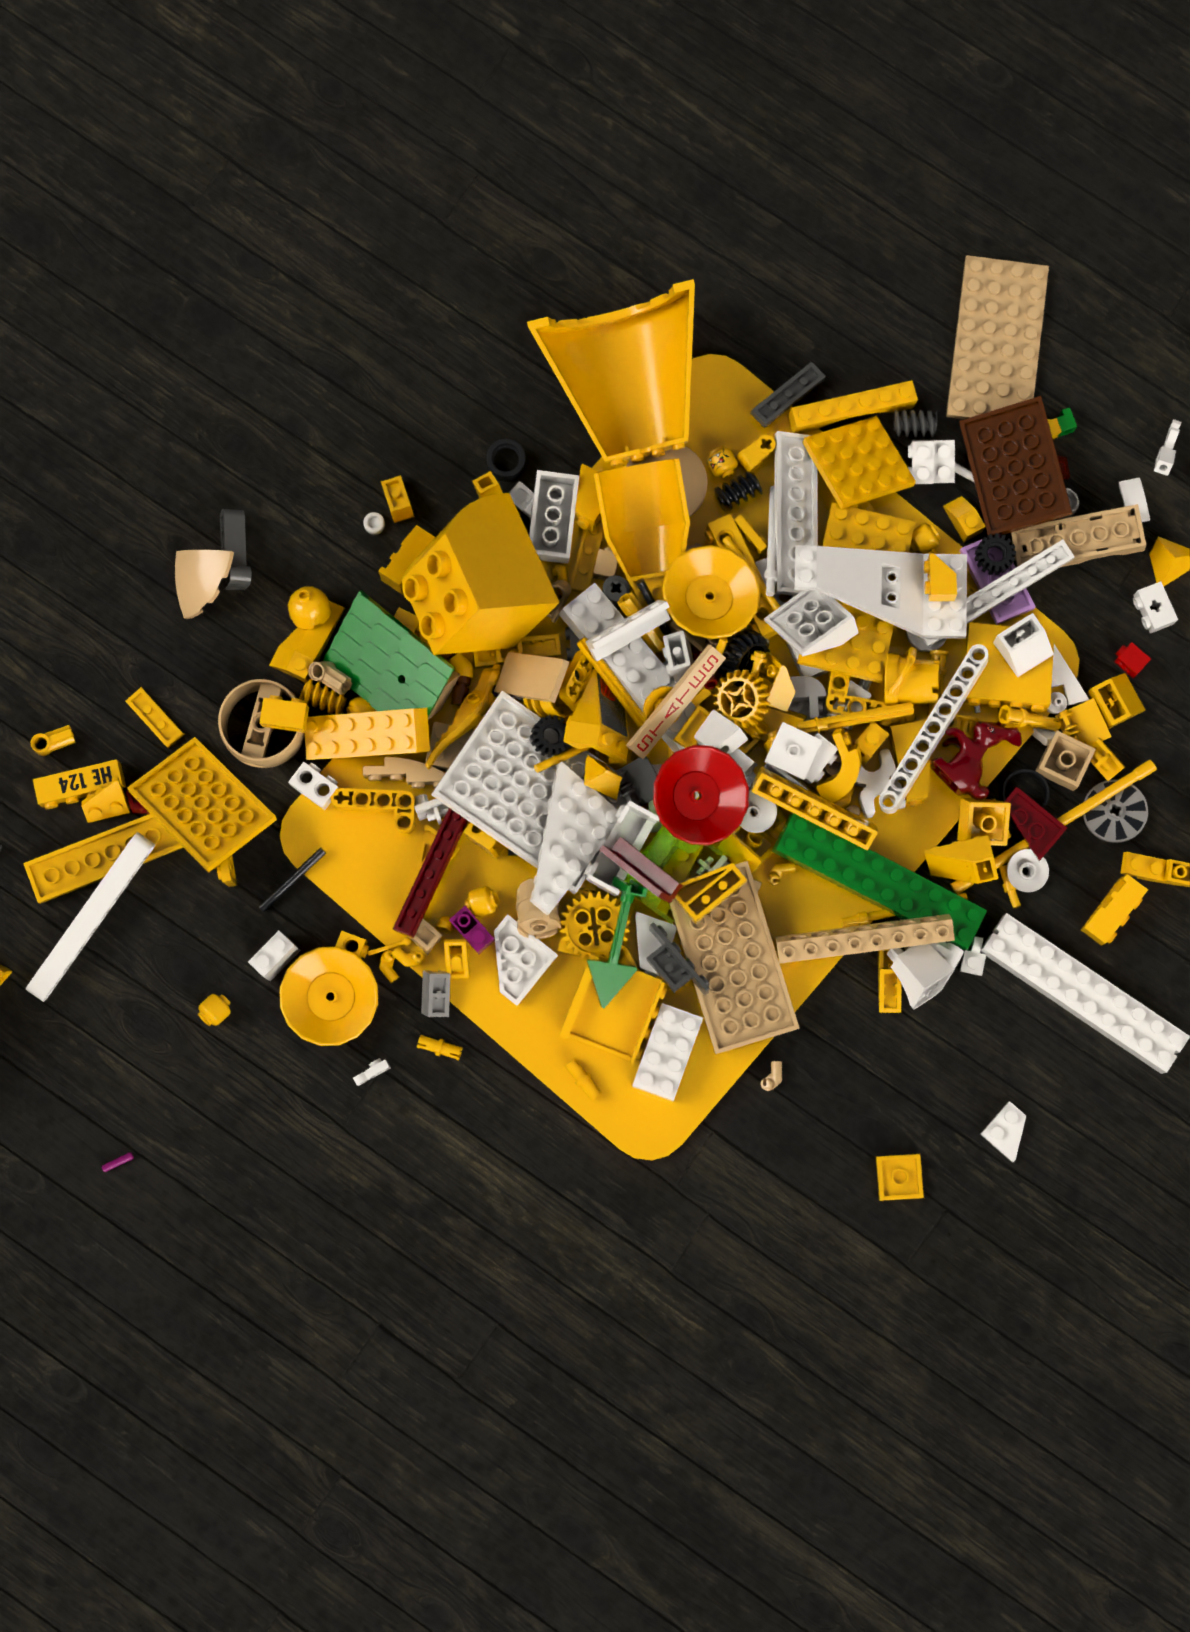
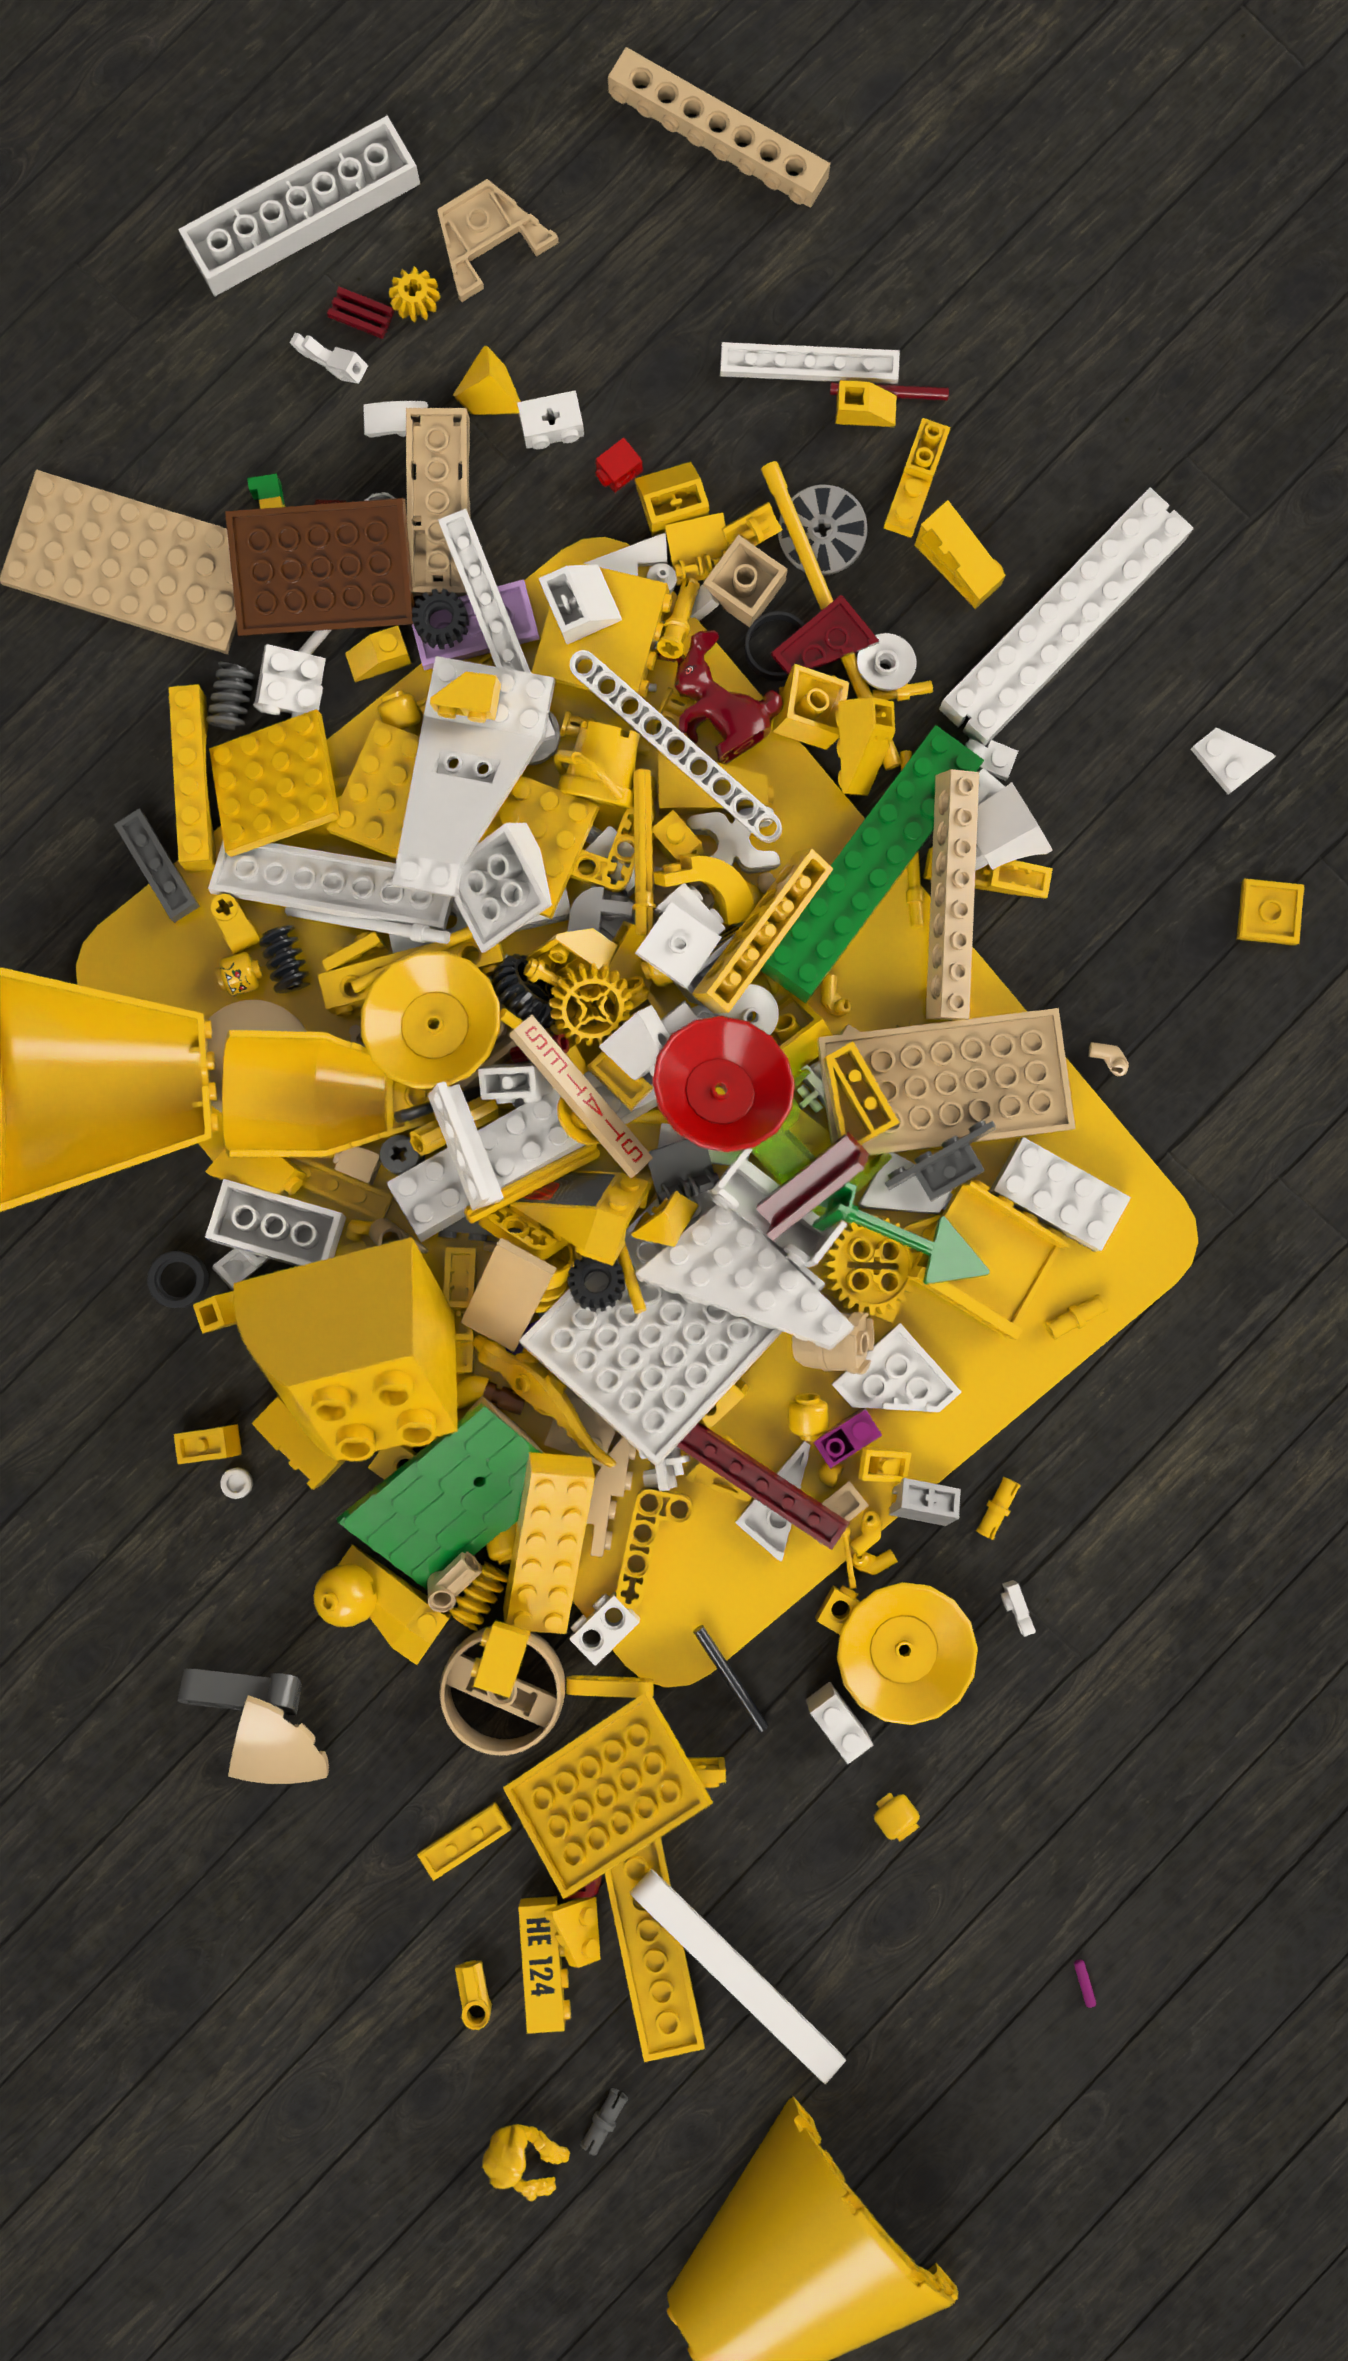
camera: 85 degrees left, 5 degrees up
(274, 795) = (608, 1686): none -> yellow beam
(402, 882) = (764, 1524): none -> white wing

